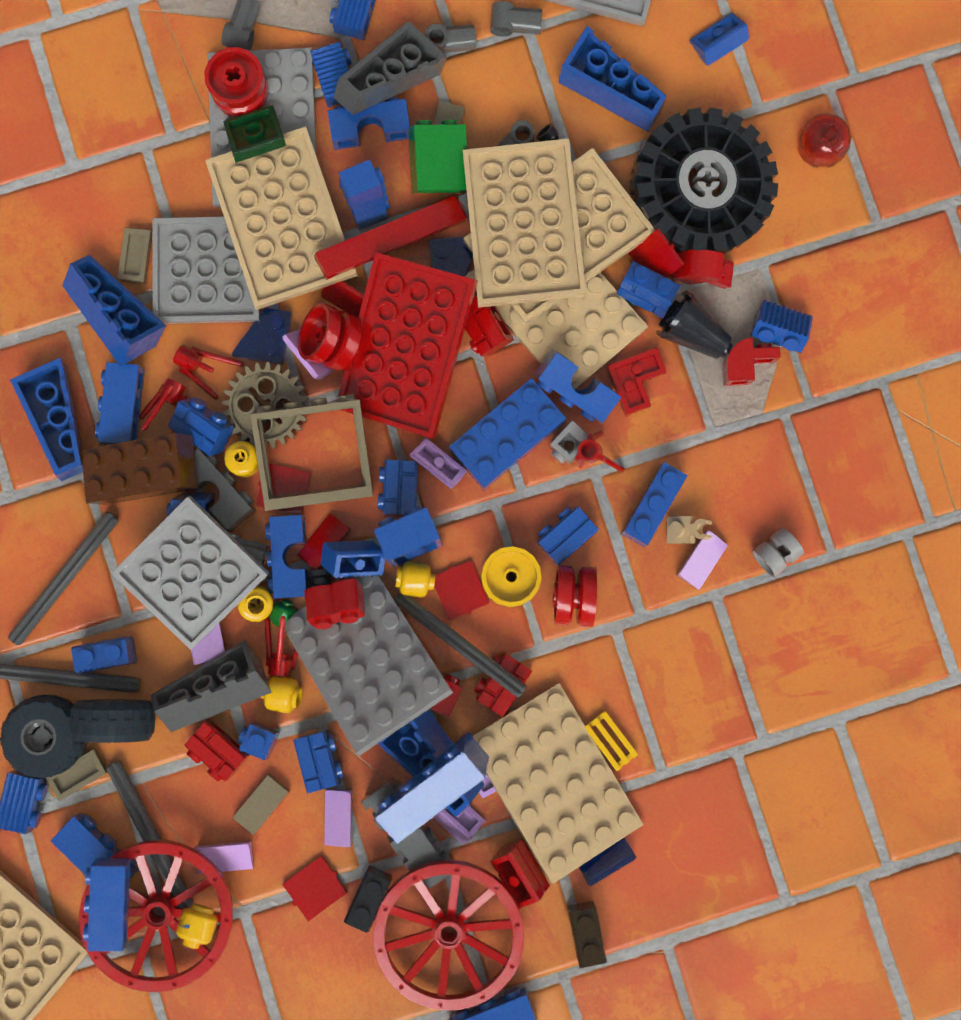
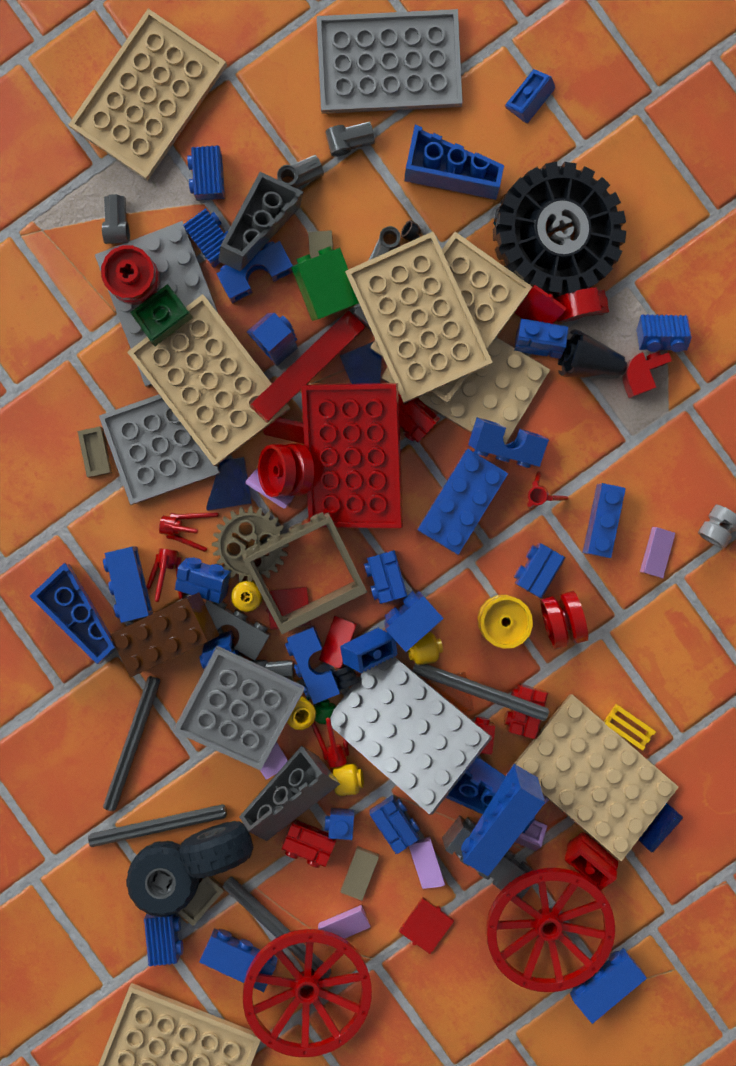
camera: 20 degrees left, 5 degrees up
(104, 655) = (188, 796): blue brick -> none
(107, 904) = (266, 1000): blue brick -> none
(112, 311) = (93, 507): blue wedge -> none
(196, 926) = (344, 992): yellow head -> none
(334, 603) = (366, 693): red brick -> none
(368, 899) = (474, 921): black brick -> none
(438, 463) = (412, 545): lavender slope -> none
(460, 590) = (464, 644): red piece -> none
(572, 434) = (522, 485): light grey brick -> none
(586, 934) = (661, 891): dark brown brick -> none
(628, 378) = (548, 416): red plate -> none
(685, 529) = (636, 532): tan plate -> none
(824, 140) = (648, 157): clear red cylinder -> none

